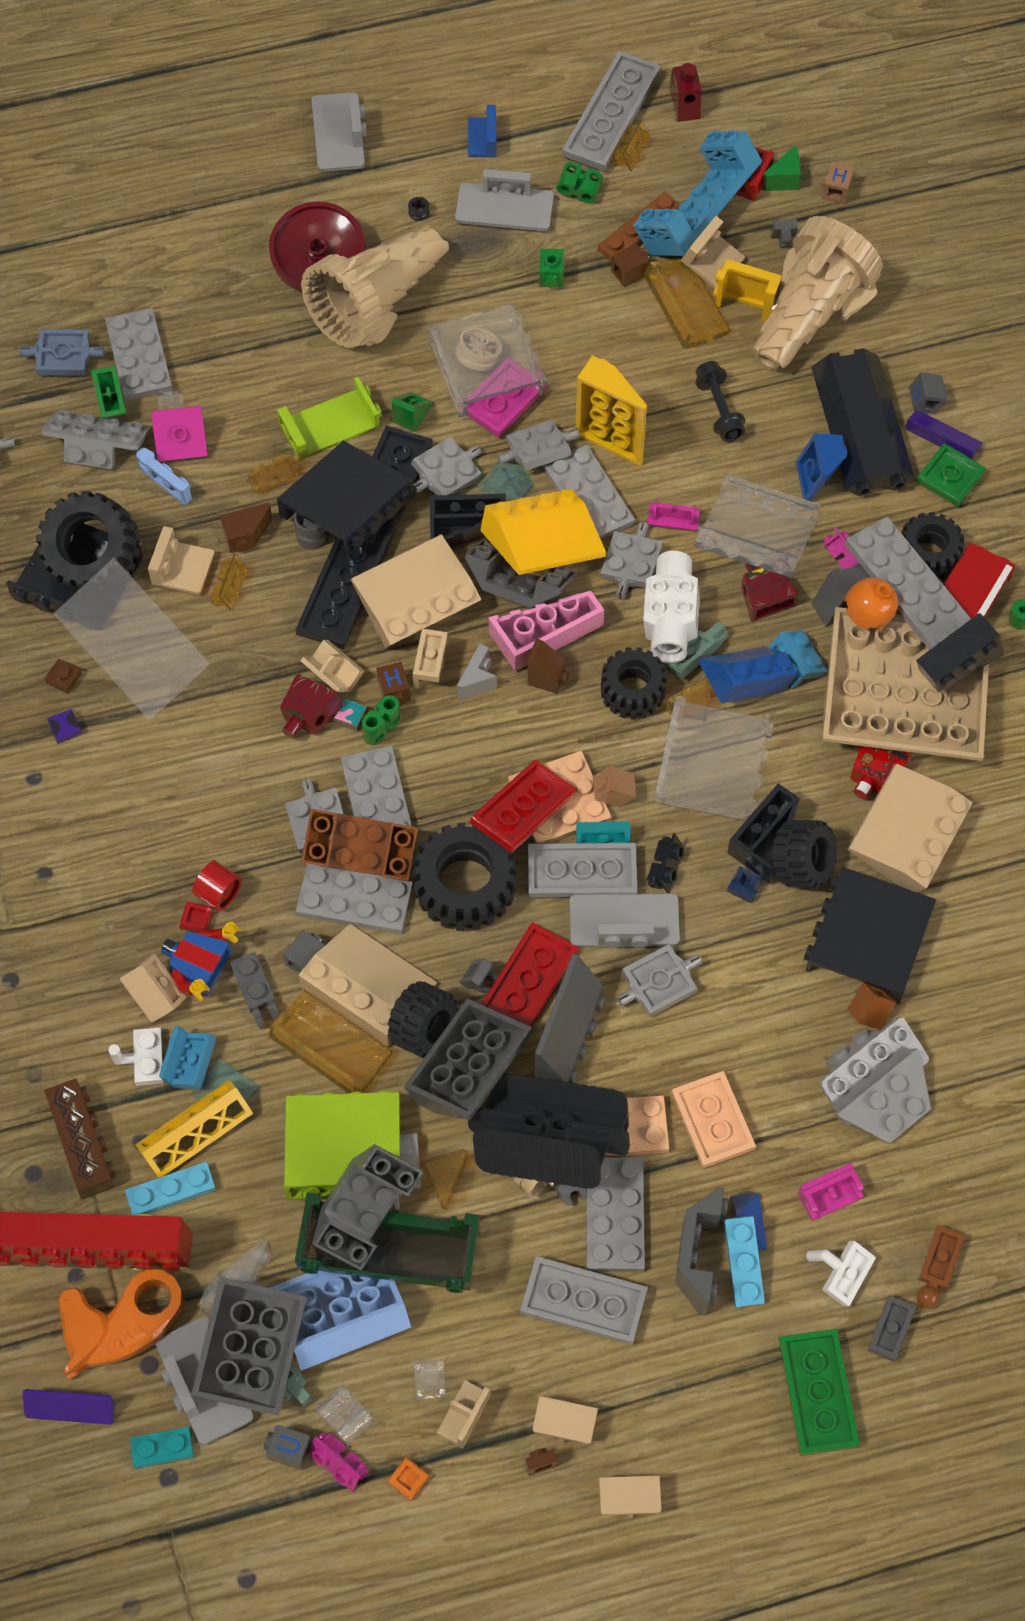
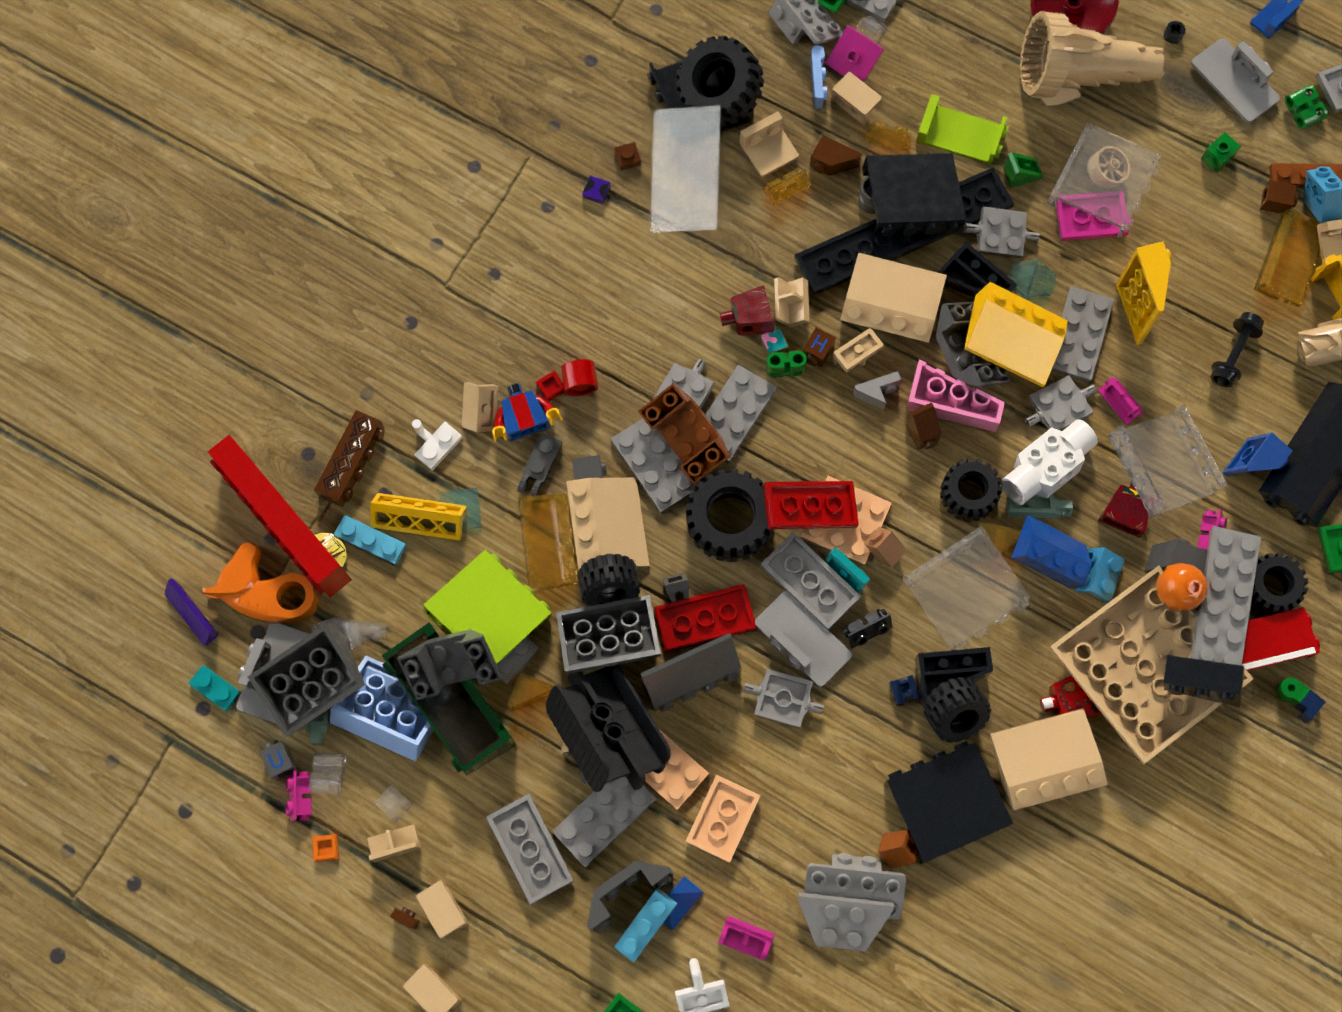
camera: 50 degrees right, 10 degrees up
(187, 1059) = (456, 469): dark azure bracket -> none
(214, 466) = (855, 97): none -> tan panel
(538, 445) = (1080, 270): light grey plate -> none

